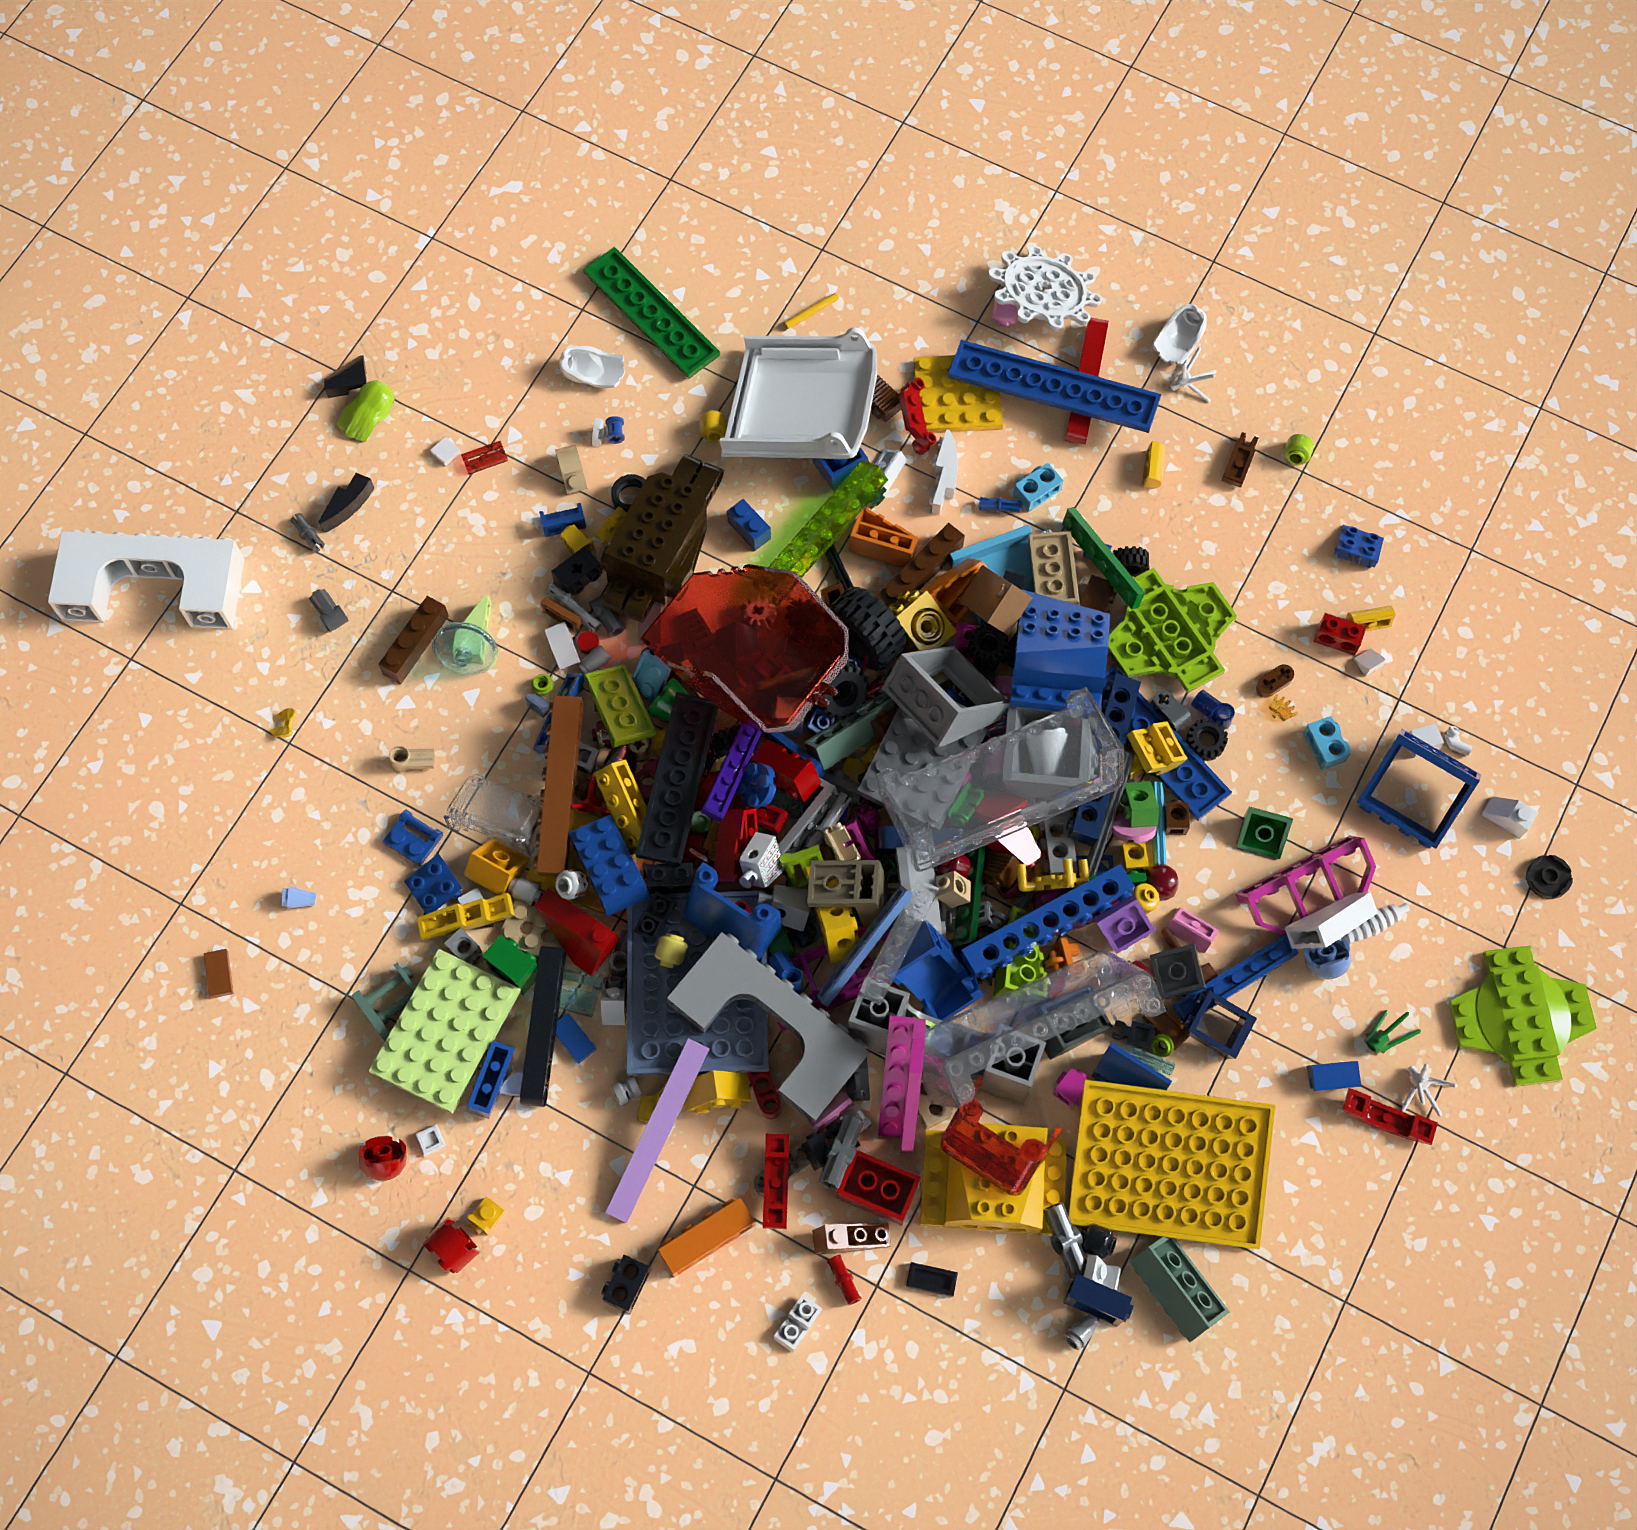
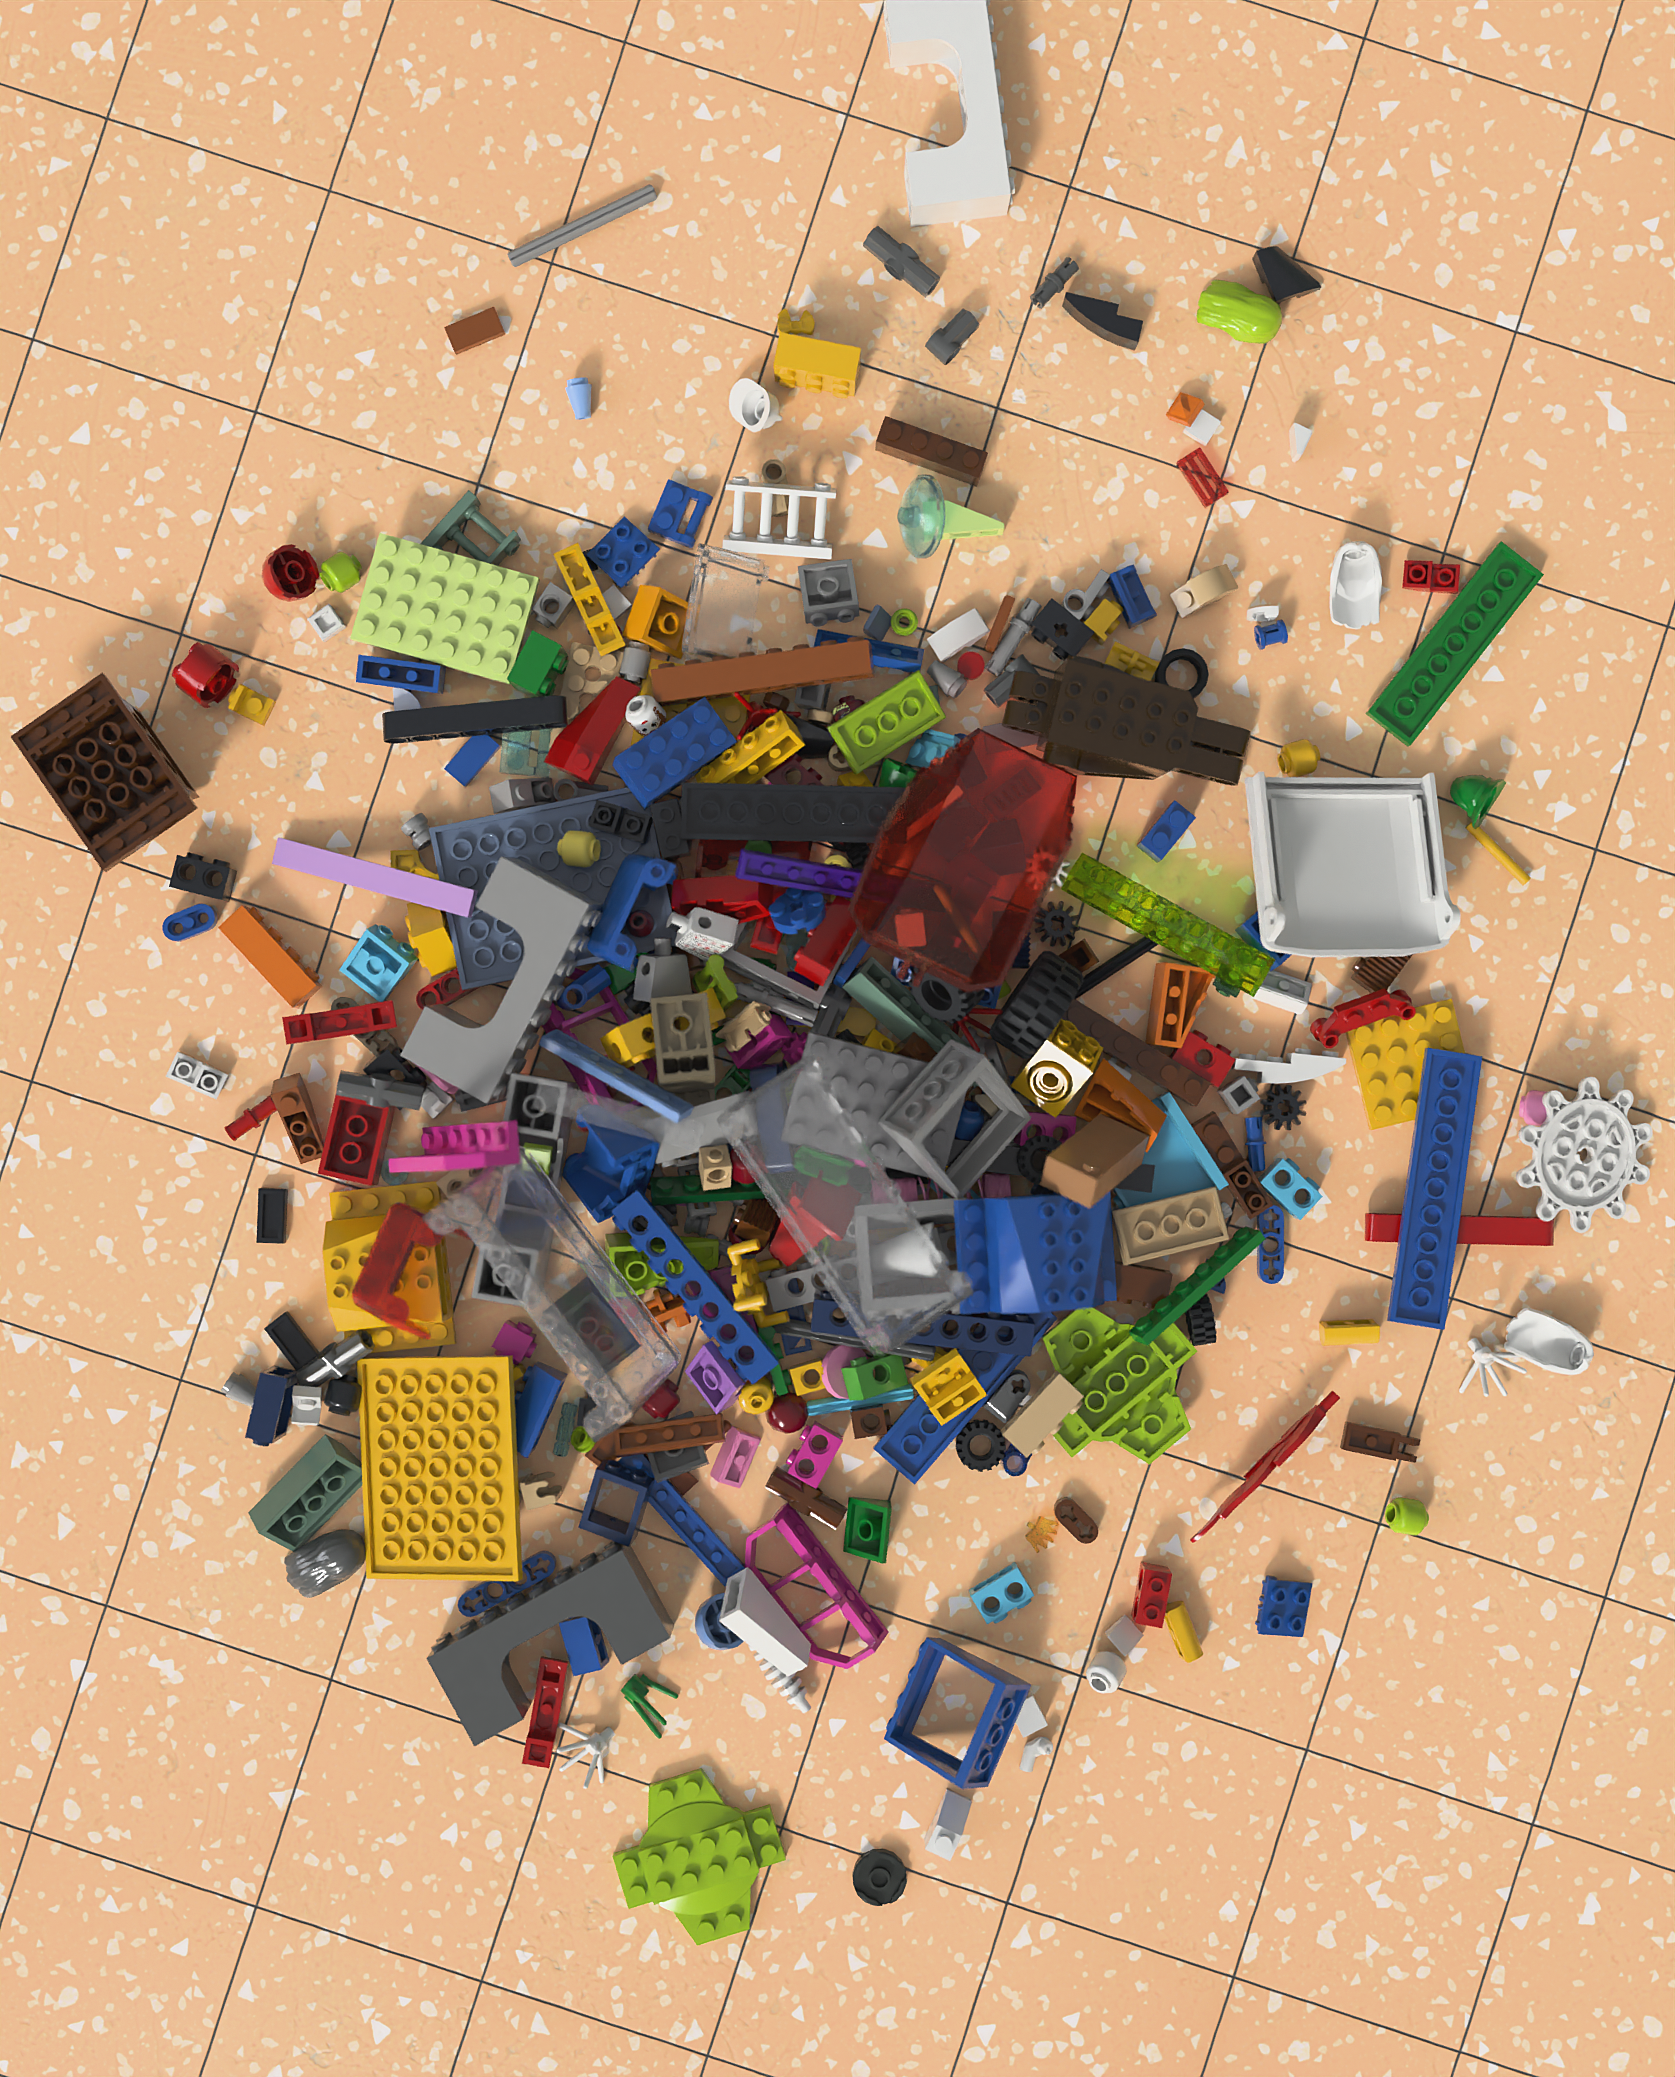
camera: 80 degrees right, 20 degrees up
(157, 873) = (582, 225): none -> light grey axle
(259, 637) = (901, 261): none -> dark grey piece
(324, 708) = (817, 365): none -> yellow brick
(341, 764) = (753, 405): none -> white piece
(391, 1117) = (340, 572): none -> lime head
(429, 458) = (1185, 409): none -> orange tile
(459, 754) = (764, 542): none -> white fence
(474, 387) = (1299, 438): none -> white slope
(505, 733) = (828, 592): none -> light grey plate
(519, 1339) = (106, 771): none -> reddish brown wedge
(555, 548) = (1096, 589): none -> light grey plate
(598, 319) = (1431, 577): none -> red slope
(662, 1304) = (190, 921): none -> blue plate
(730, 1144) = (379, 962): none -> medium azure plate
(766, 315) = (1476, 795): none -> green piece
(912, 1158) = (389, 1178): none -> clear light blue plate
(932, 518) = (1219, 1058): none -> red brick
(960, 507) = (1239, 1094): none -> light grey brick
(970, 475) = (1290, 1101): none -> black gear
(1034, 514) = (1234, 1168): none -> reddish brown slope
(1044, 1281) = (292, 1341): none -> black tile
(1092, 517) = (1277, 1264): none -> blue beam
(1168, 970) = (669, 1435): none -> dark orange tile
(1187, 681) = (1042, 1414): none -> tan brick
(1201, 860) = (819, 1456): none -> dark pink brick
(1204, 1083) = (537, 1492): none -> tan hinge
(1232, 877) = (806, 1498): none -> reddish brown piece
(1241, 1285) = (325, 1562): none -> dark grey hair
(1247, 535) = (1273, 1457): none -> red piece
(1281, 1132) = (509, 1587): none -> blue beam
(1334, 1160) = (603, 1587): none -> dark grey arch
(1397, 675) = (1106, 1672): none -> white head

